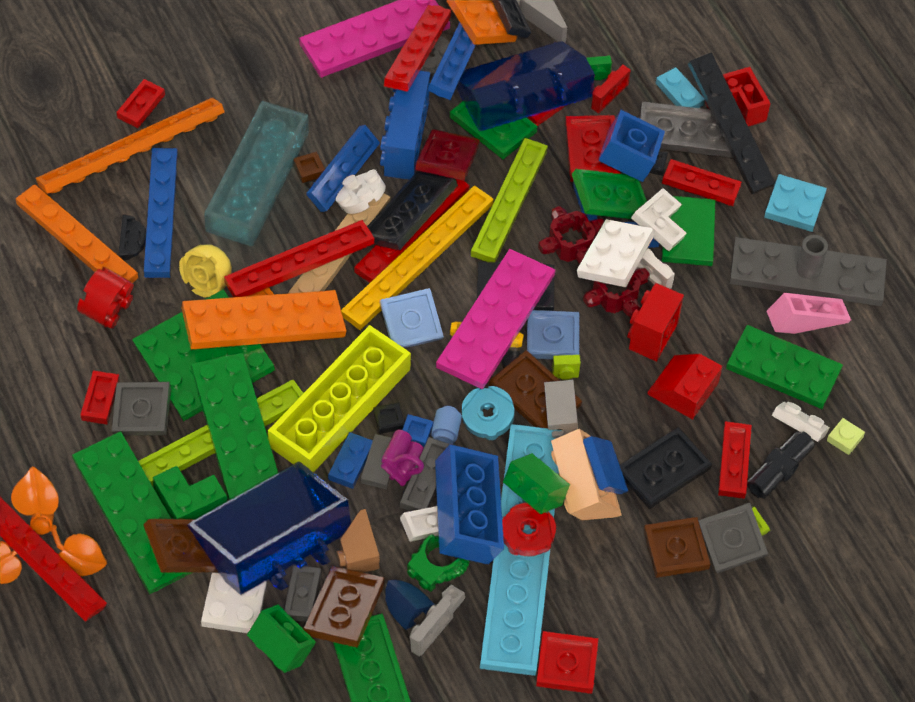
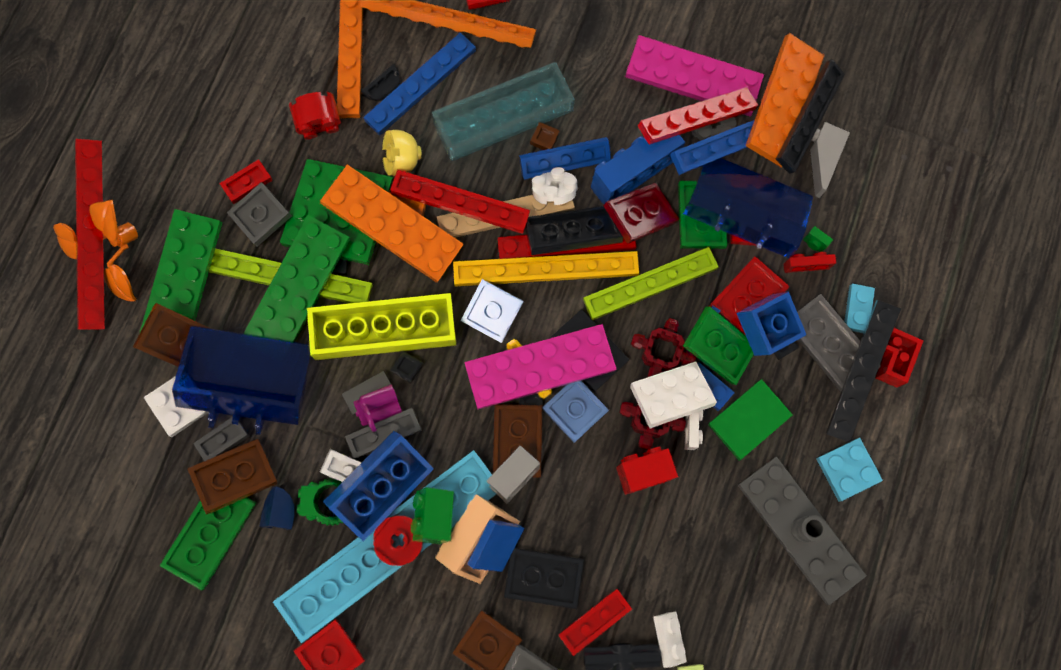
camera: 40 degrees right, 20 degrees up
(185, 500) = (215, 305): green brick -> none
(281, 638) = (170, 460): green brick -> none
(350, 460) = (350, 374): blue plate -> none
(358, 546) = (288, 441): medium nougat slope -> none
(418, 429) = (411, 394): blue plate -> none
(436, 620) = (284, 540): light grey hinge -> none
(446, 424) = (432, 410): medium blue brick -> none
(488, 426) = (461, 437): medium azure plate -> none
(566, 366) = (554, 443): lime plate -> none
(657, 215) = (729, 392): white plate -> none
(686, 383) = (622, 532): red slope -> none
(701, 182) = (797, 393): red plate -> none
(784, 366) = (706, 585): green plate -> none
(805, 313) = (763, 563): bright pink slope -> none

